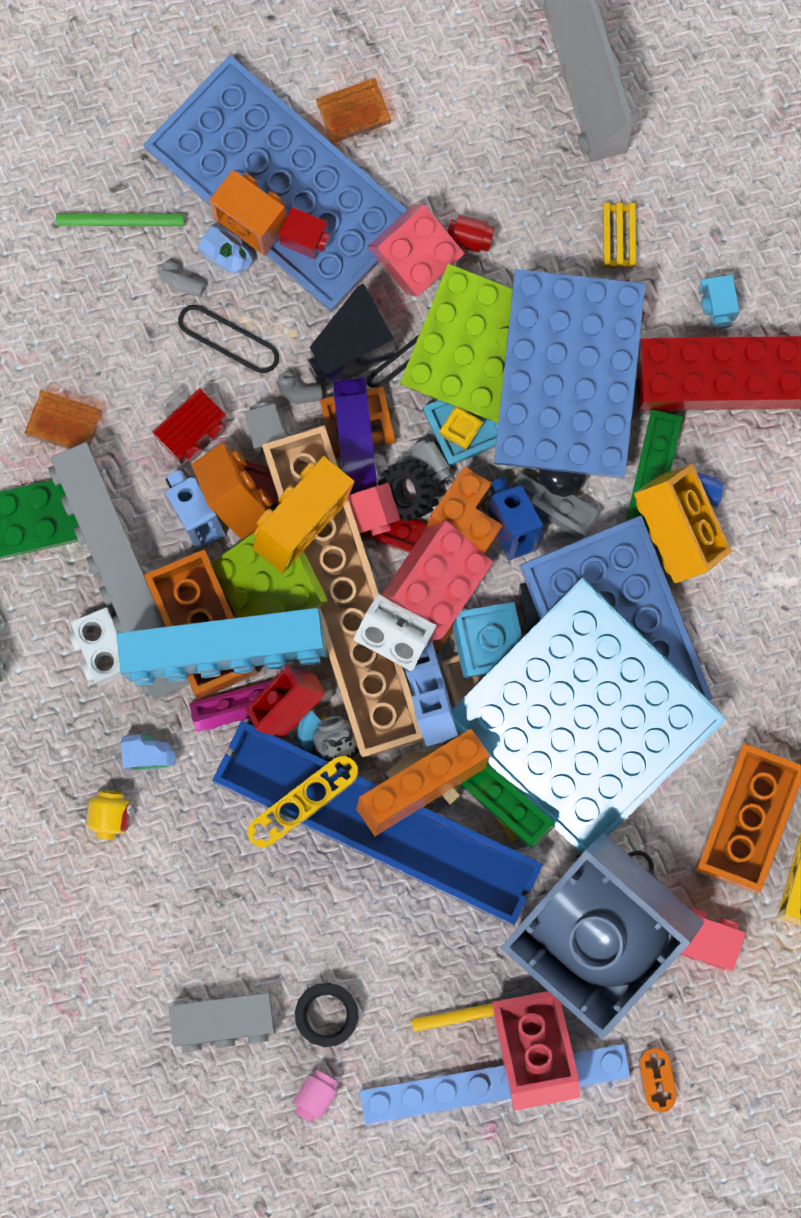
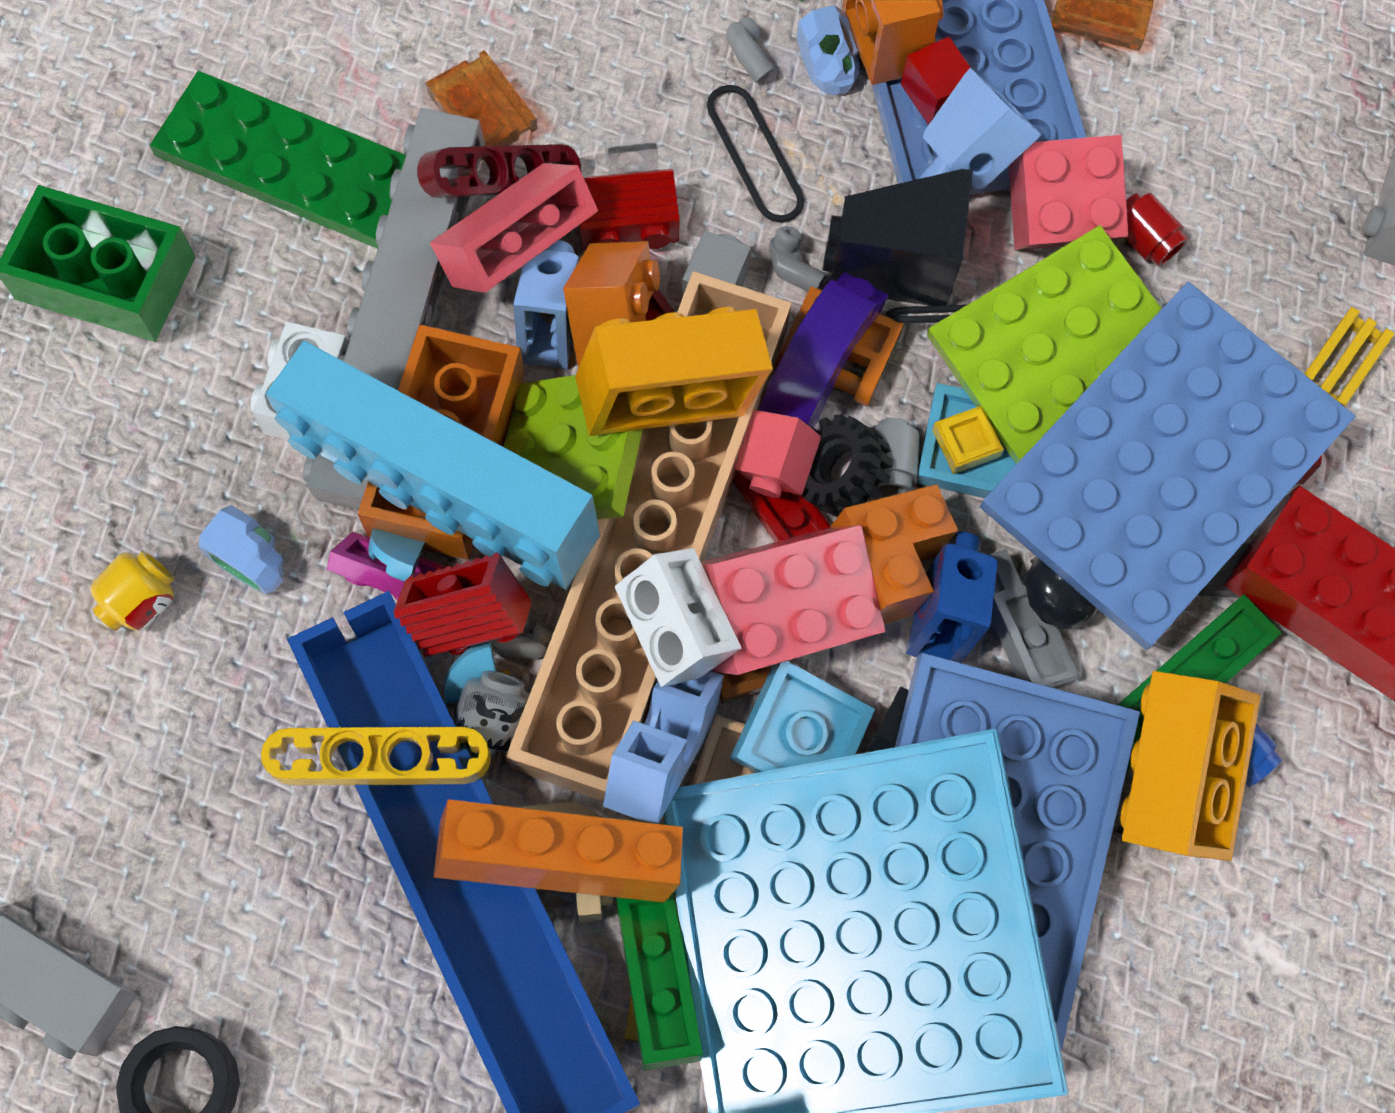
camera: 30 degrees right, 10 degrees down
(112, 454) = (499, 161): none -> dark red beam
(151, 487) = (514, 227): none -> coral brick
(224, 698) = (397, 552): none -> medium azure tile
(347, 256) = (977, 132): none -> light blue torso

